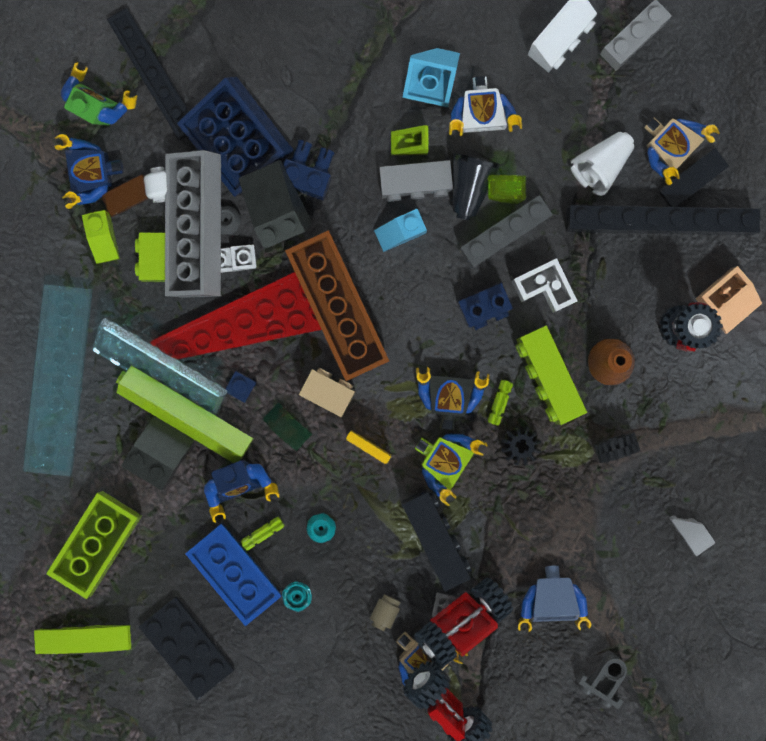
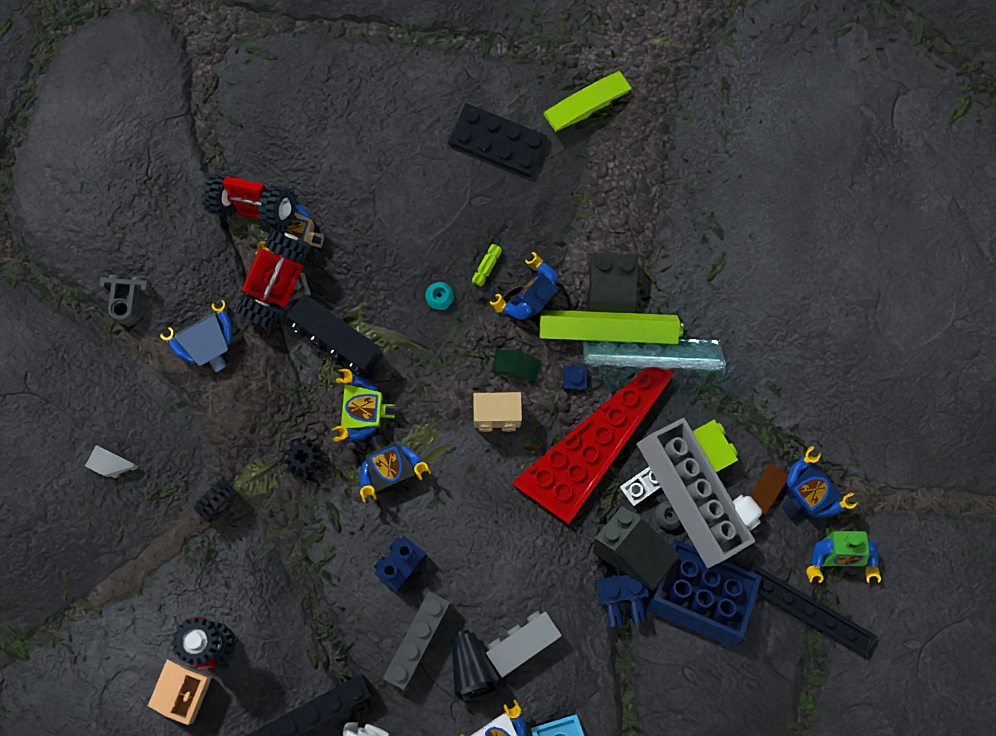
camera: 145 degrees right, 10 degrees down
(57, 380) = (732, 300): clear light blue plate -> none
(94, 544) = (622, 180): lime brick -> none
(101, 236) = (768, 440): lime slope -> none
(233, 574) = (492, 218): blue plate -> none
(294, 603) = (425, 222): teal plate -> none
(337, 305) = (530, 489): dark orange brick -> none
(368, 447) = (436, 383): yellow tile -> none
(385, 612) = (346, 254): dark tan brick -> none
(400, 230) = (511, 590): medium azure slope -> none
(410, 141) = (547, 676): lime slope -> none
(500, 402) = (341, 486): lime axle -> none
(507, 188) = (437, 679): clear neon green slope -> none
(549, 280) = (356, 617): white brick -> none
(551, 376) = (308, 532): lime brick -> none
(603, 361) = (268, 578): dark orange cone -> none

